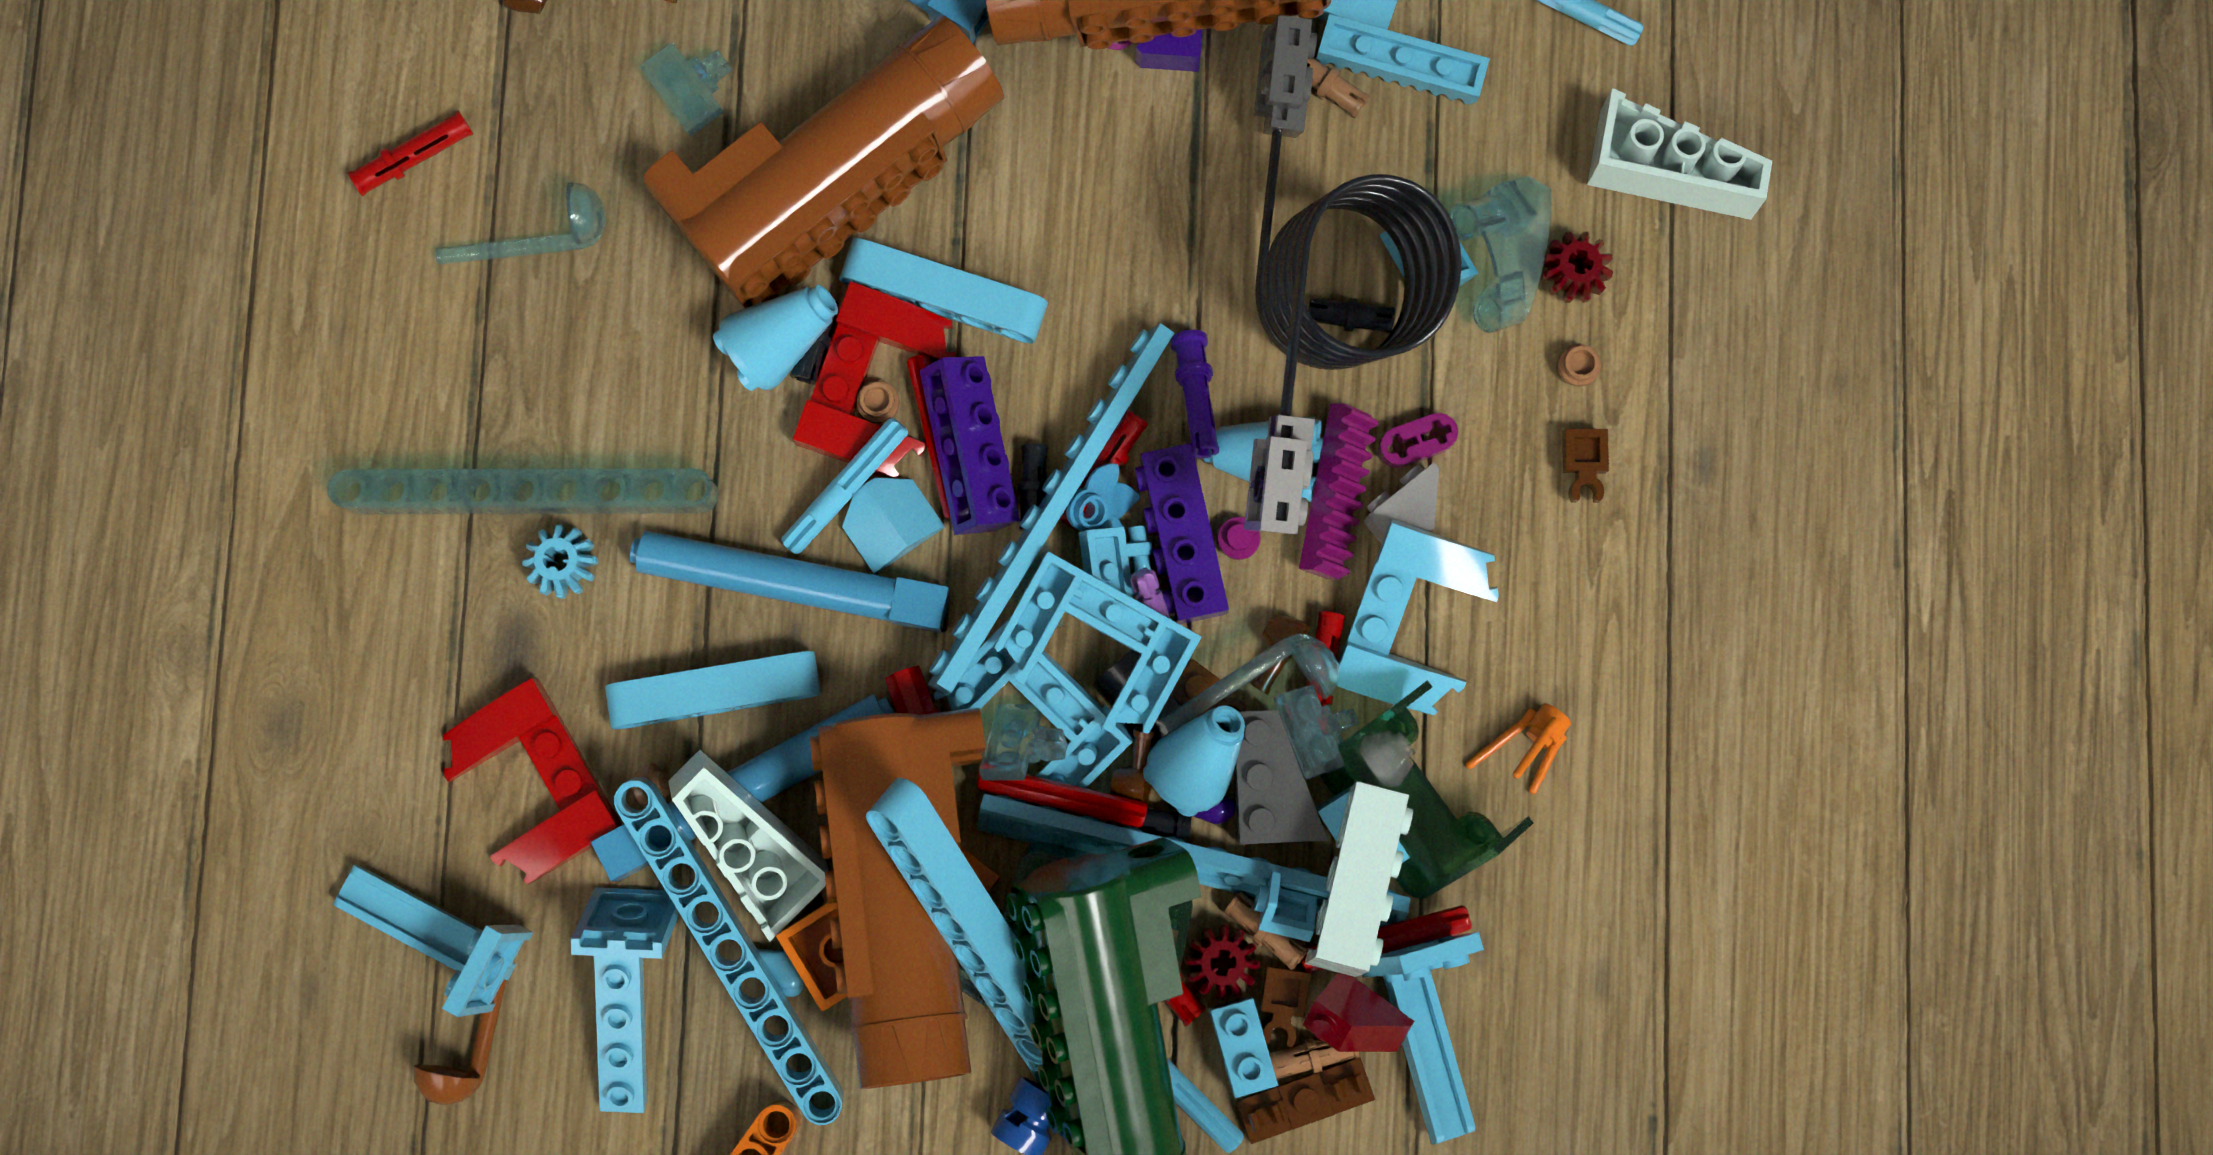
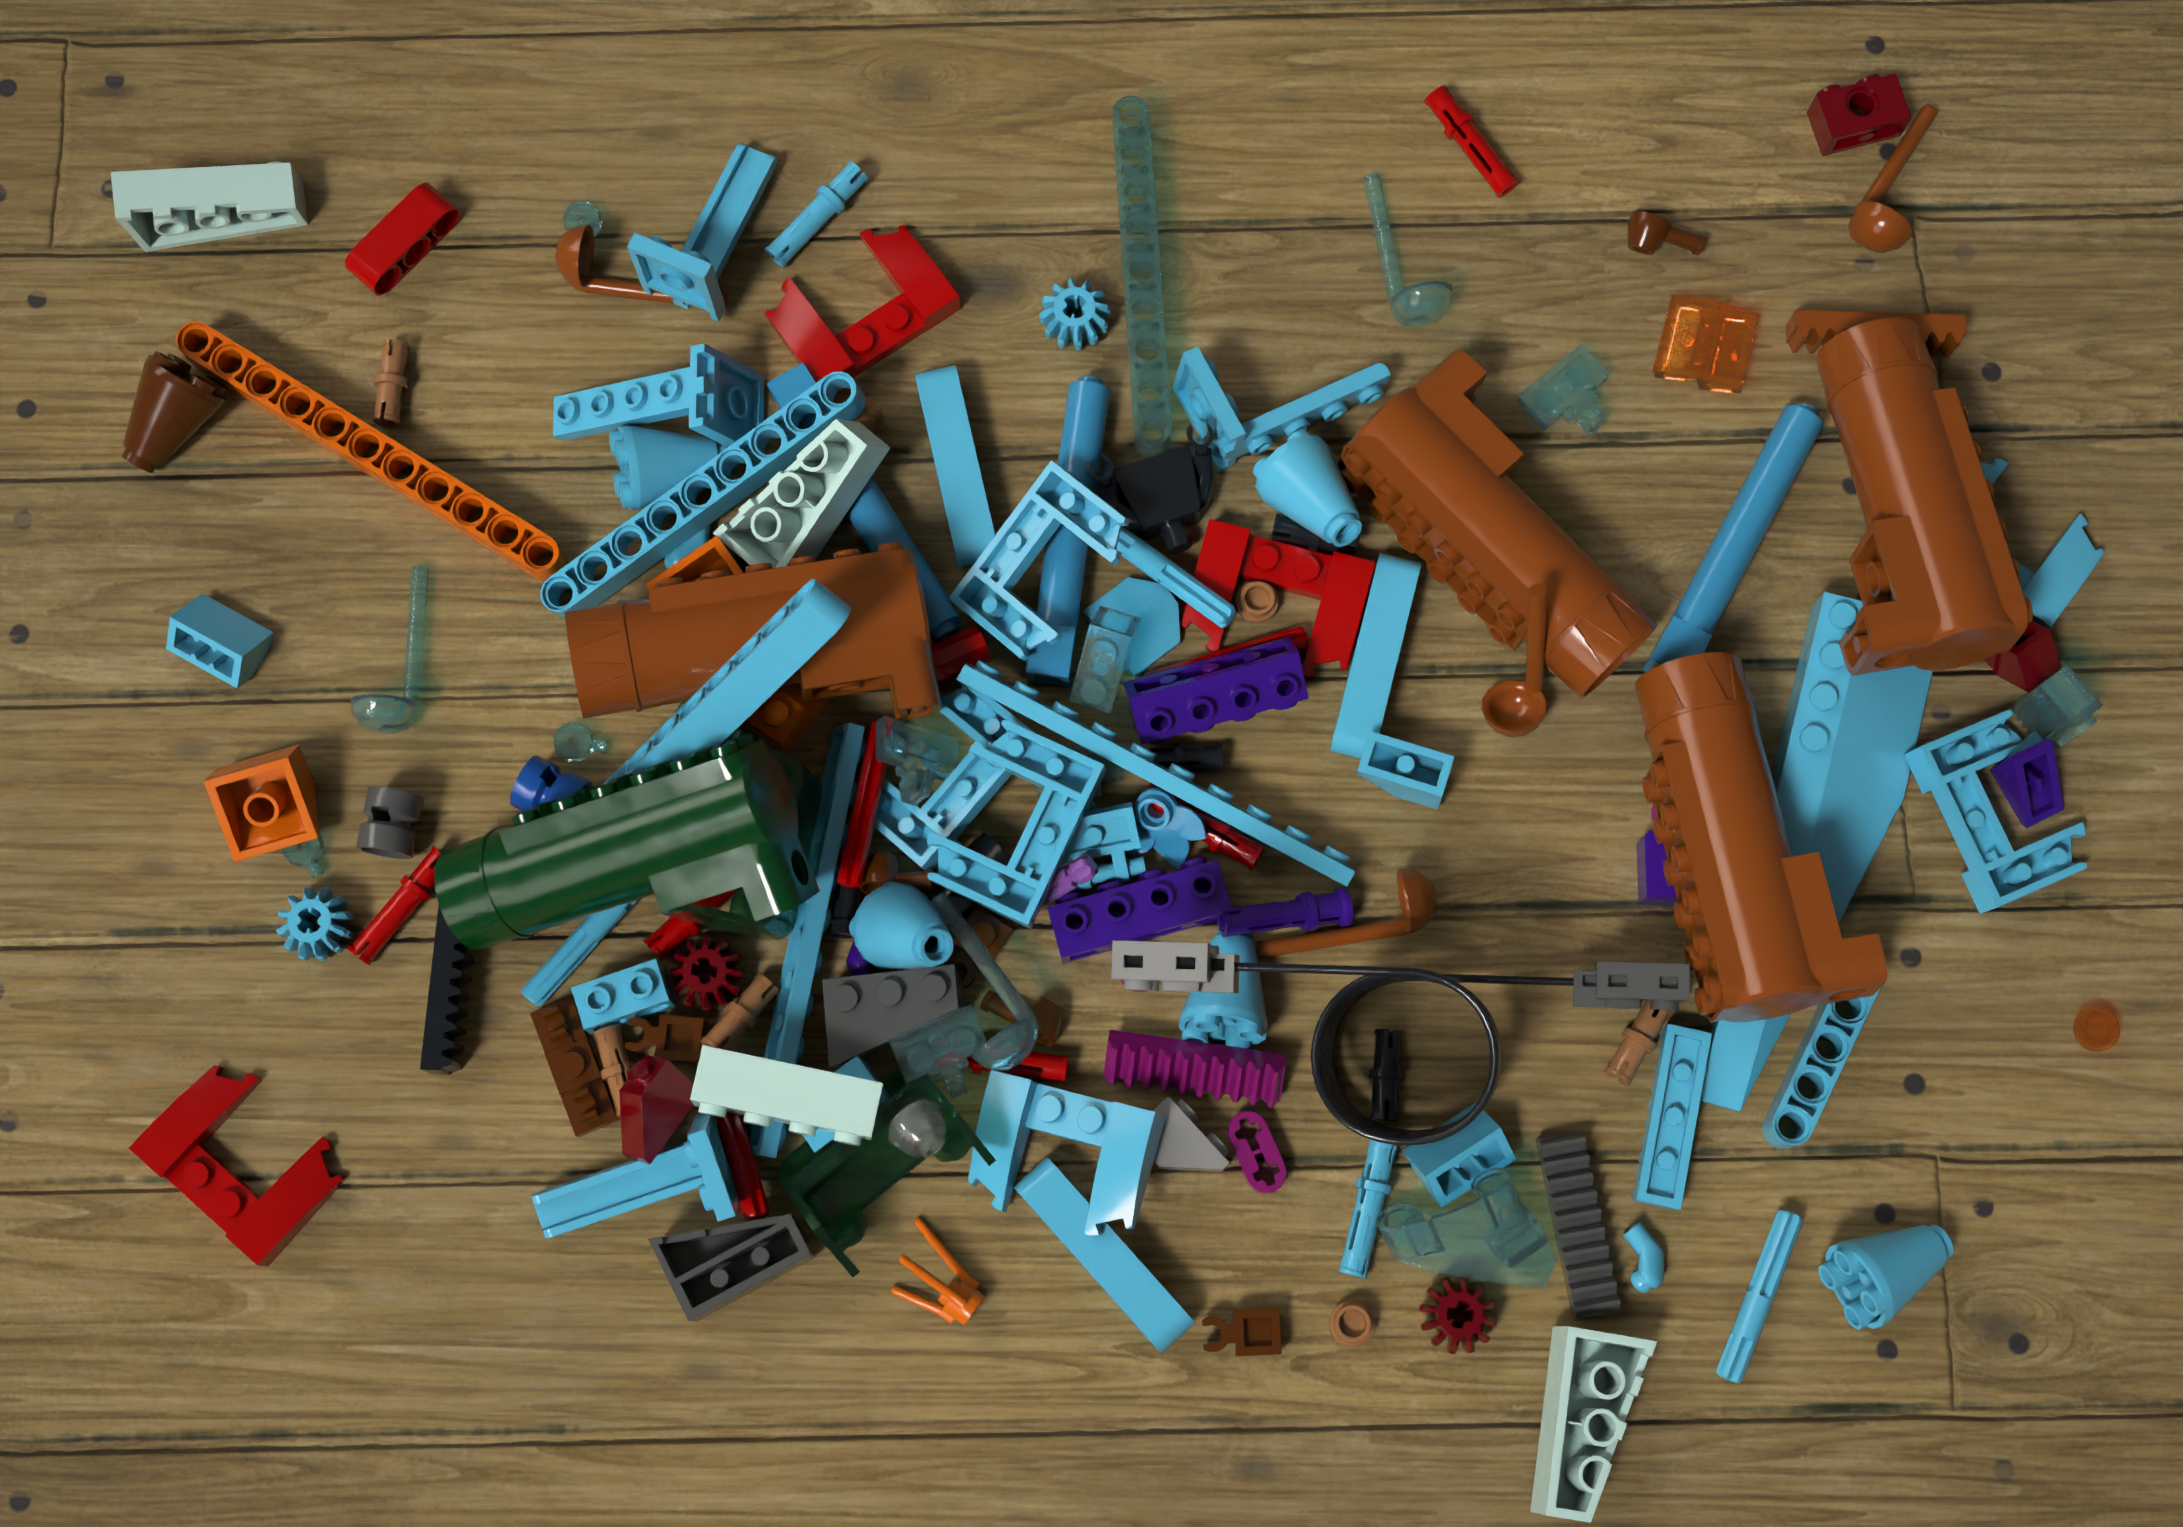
camera: 95 degrees right, 5 degrees down
(391, 1079) = (582, 210): none -> clear light blue piece
(421, 824) = (829, 201): none -> medium azure pin
(687, 998) = (655, 462): none -> medium azure cone
(688, 421) = (1205, 401): none -> medium azure bracket
(758, 485) = (1161, 491): none -> black torso
(847, 663) = (987, 586): none -> medium azure wedge
(932, 548) = (1105, 659): none -> clear light blue brick
(978, 1083) = (583, 748): none -> clear light blue piece
(1002, 160) = (1516, 705): none -> dark orange piece
(1062, 266) = (1405, 769): none -> medium azure slope
(1195, 271) = (1417, 906): none -> dark orange piece
(1285, 910) = (758, 1027): medium azure bracket -> none
(1487, 345) = (1369, 1201): none -> medium azure pin
(1496, 153) = (1578, 1225): none -> dark grey gear
(1516, 956) = (730, 1261): none -> dark grey wedge
(1517, 585) = (1104, 1256): none -> medium azure beam
(1528, 91) = (1651, 1259): none -> medium azure arm

